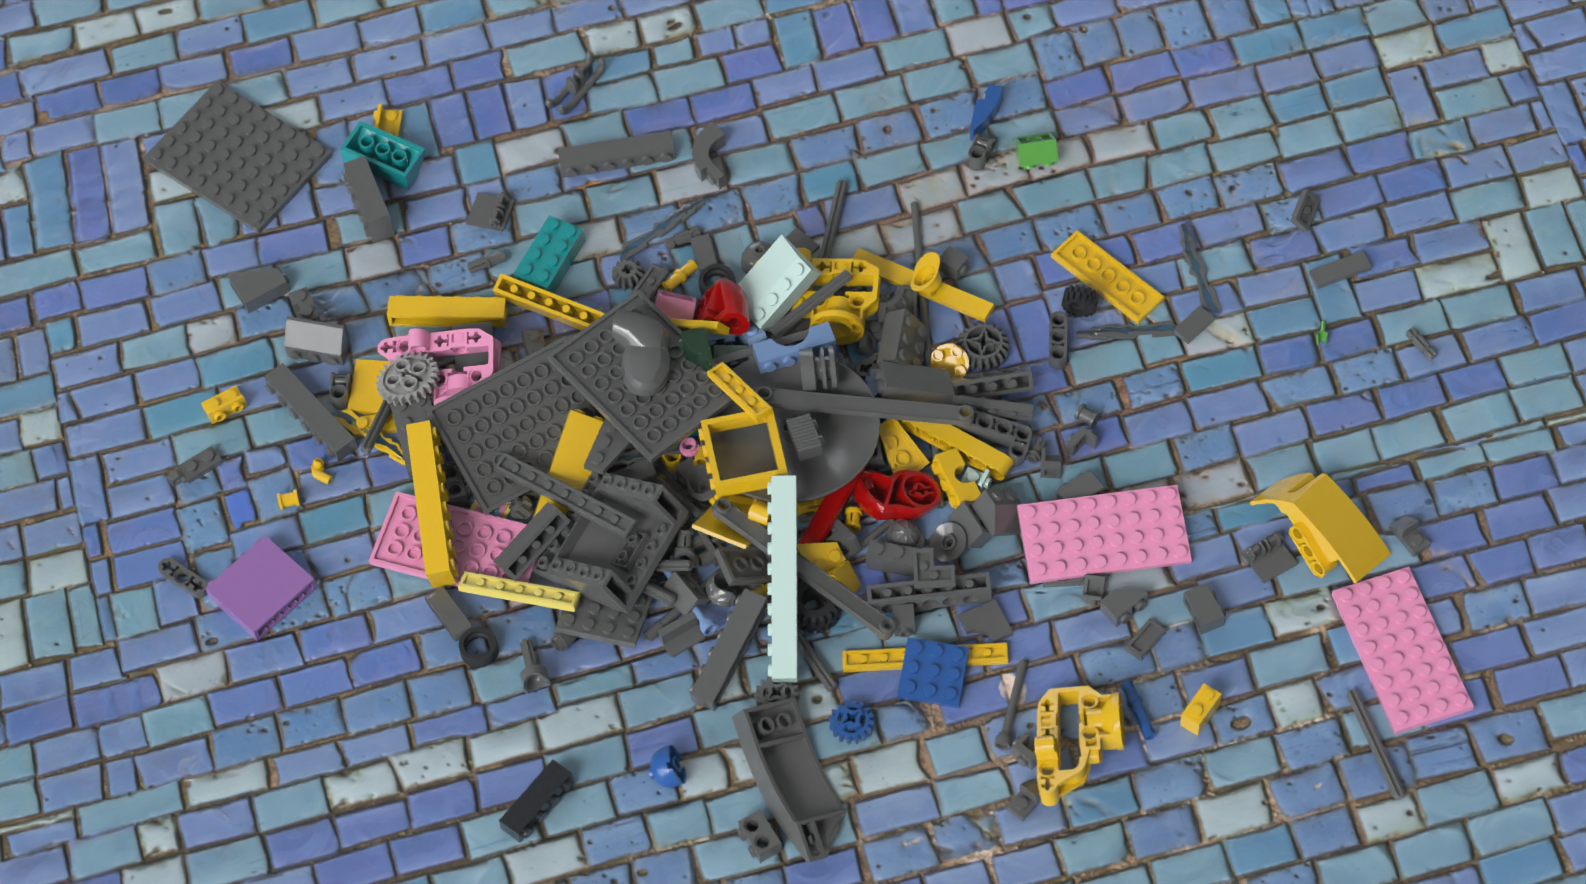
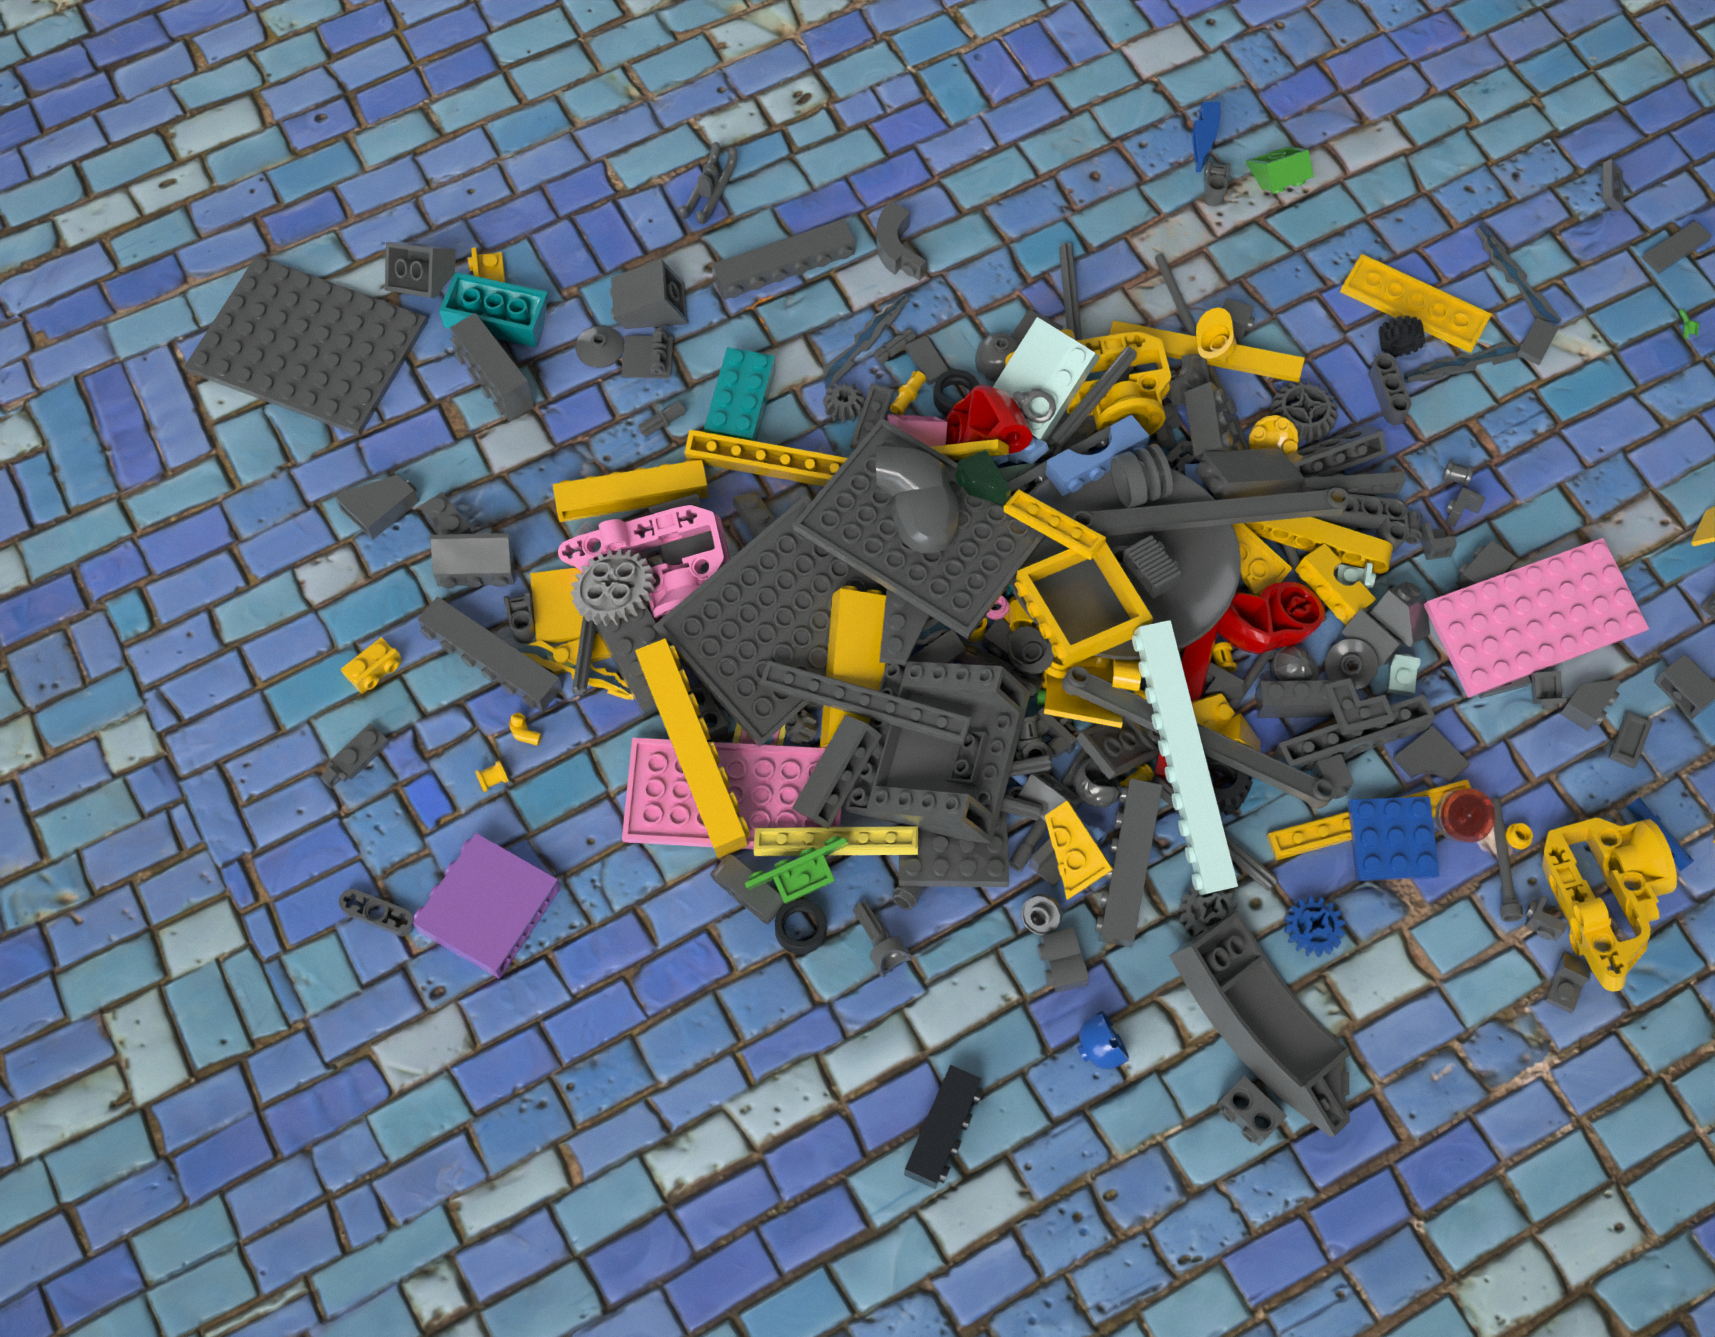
camera: 20 degrees left, 5 degrees up
(333, 112) = (418, 268): none -> dark grey slope
(457, 203) = (600, 354): none -> dark grey dish
(485, 608) = (801, 875): none -> bright green bracket
(503, 166) = (648, 297): none -> dark grey slope
(653, 672) = (1041, 914): none -> plate
(659, 708) = (1063, 960): none -> dark grey brick
(690, 632) = (1076, 851): none -> yellow wing
(752, 295) = (1025, 398): none -> dark grey piece
(987, 557) = (1403, 675): none -> light aqua bracket
(992, 666) = (1465, 815): none -> clear red piece
(1033, 686) = (1519, 835): none -> yellow plate

